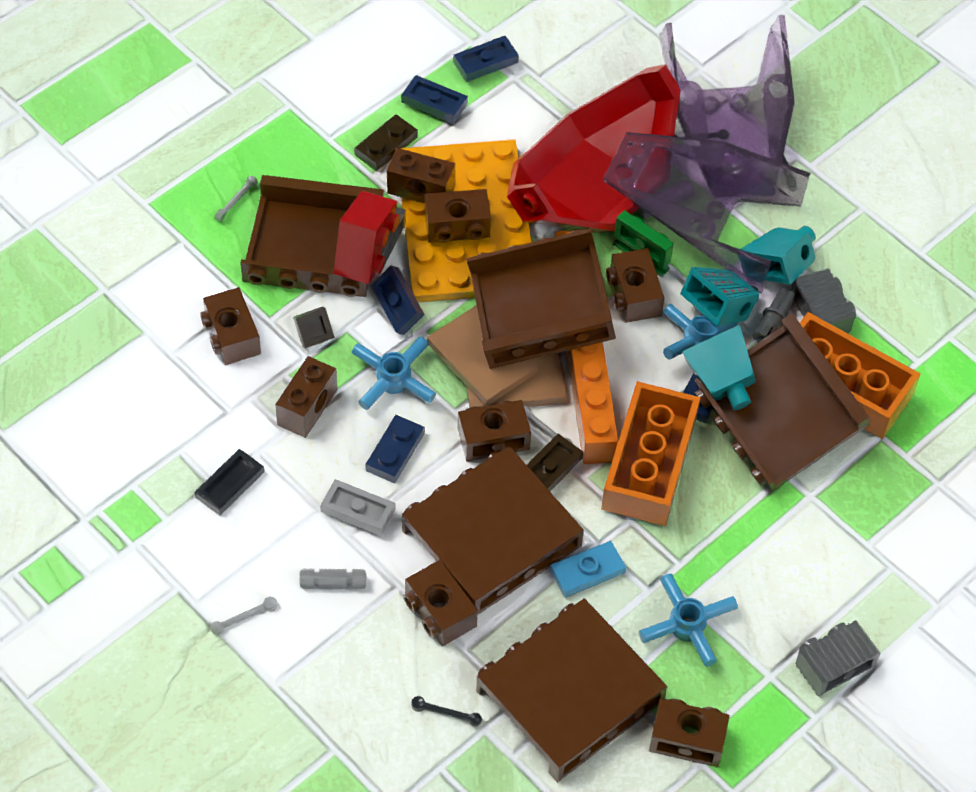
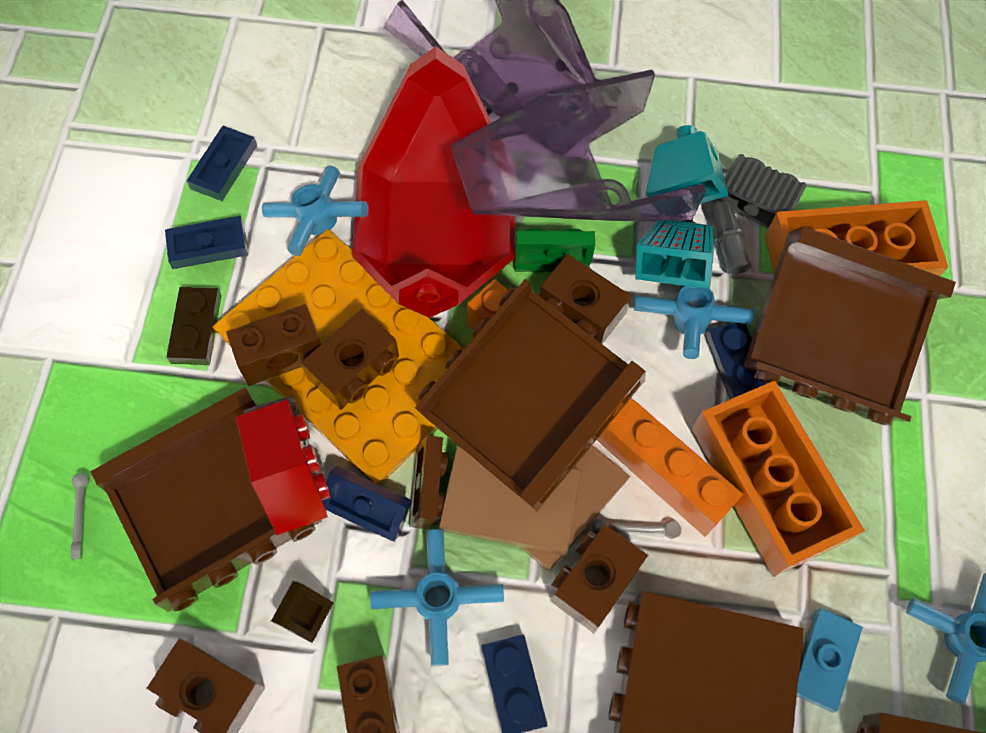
camera: 40 degrees left, 10 degrees up
(451, 307) = (429, 467): none -> reddish brown plate
(516, 121) = (314, 210): none -> dark azure bar
(555, 461) = (688, 565): dark brown plate -> none
(723, 366) = (774, 329): teal torso -> none

